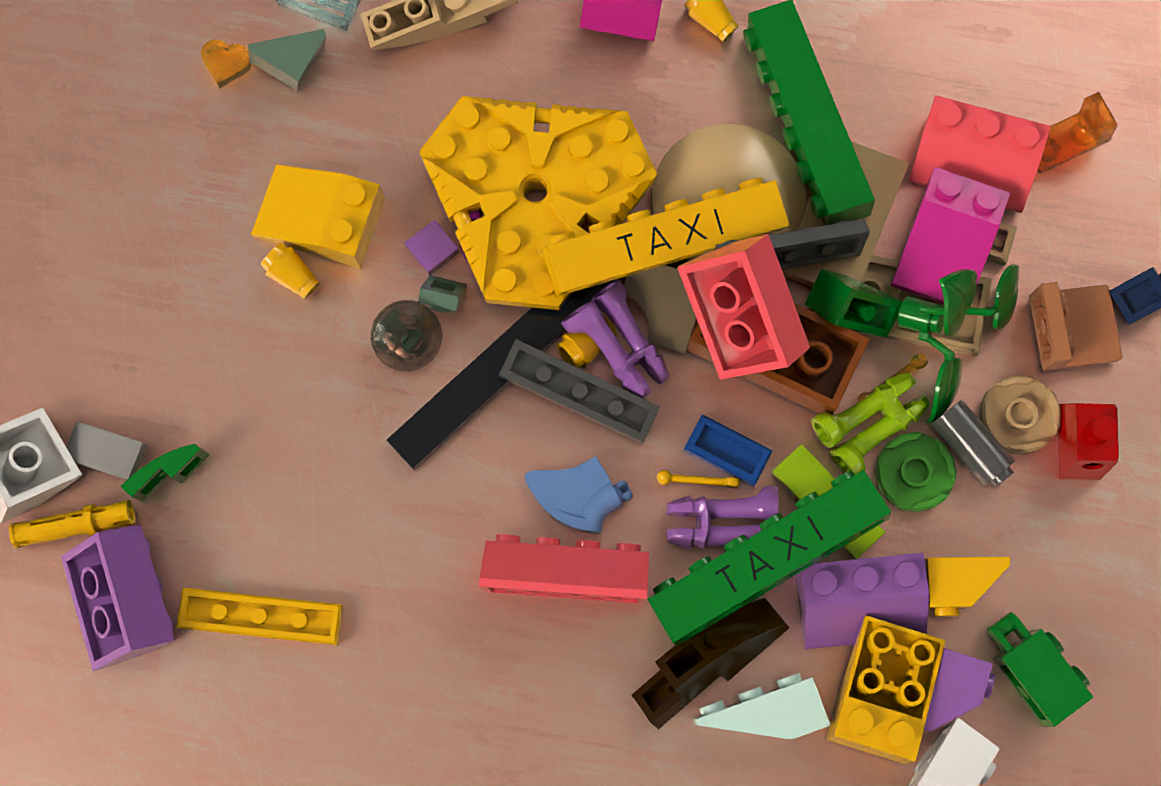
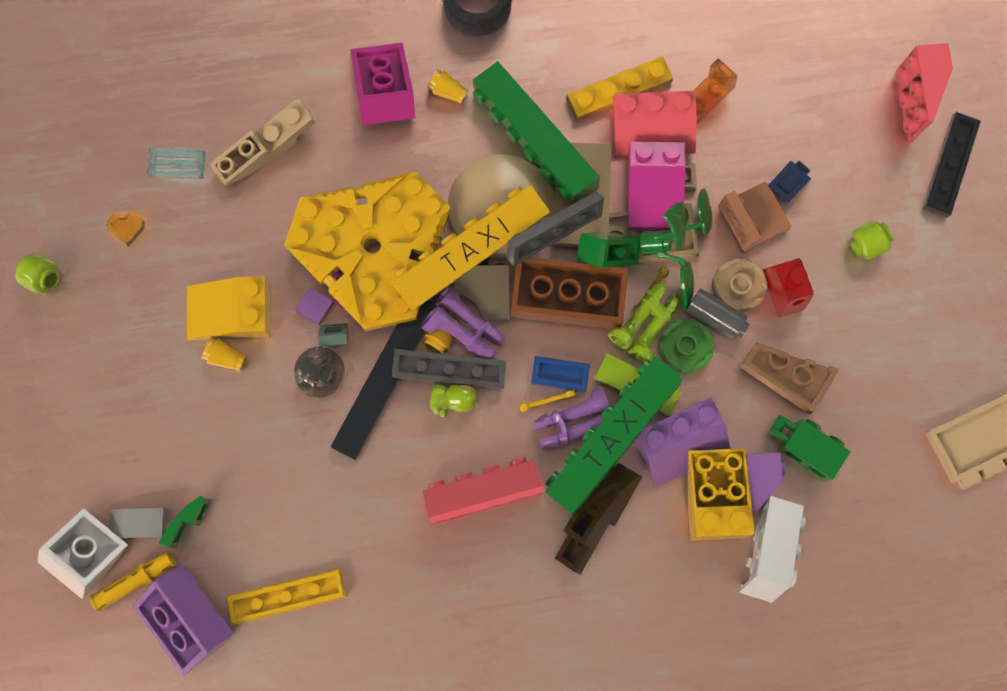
camera: 30 degrees left, 0 degrees up
(91, 84) = (37, 273): none -> lime head
(288, 56) = (169, 210): sand green slope -> none
(575, 432) = (455, 397): none -> lime animal
(578, 495) = (472, 438): medium blue arm -> none
(744, 308) = (541, 276): coral slope -> none
(781, 713) = (658, 533): light aqua slope -> none
(960, 581) = (741, 406): yellow slope -> none
(975, 86) = (600, 95): none -> yellow plate
(1048, 567) = (791, 377): none -> medium nougat wing

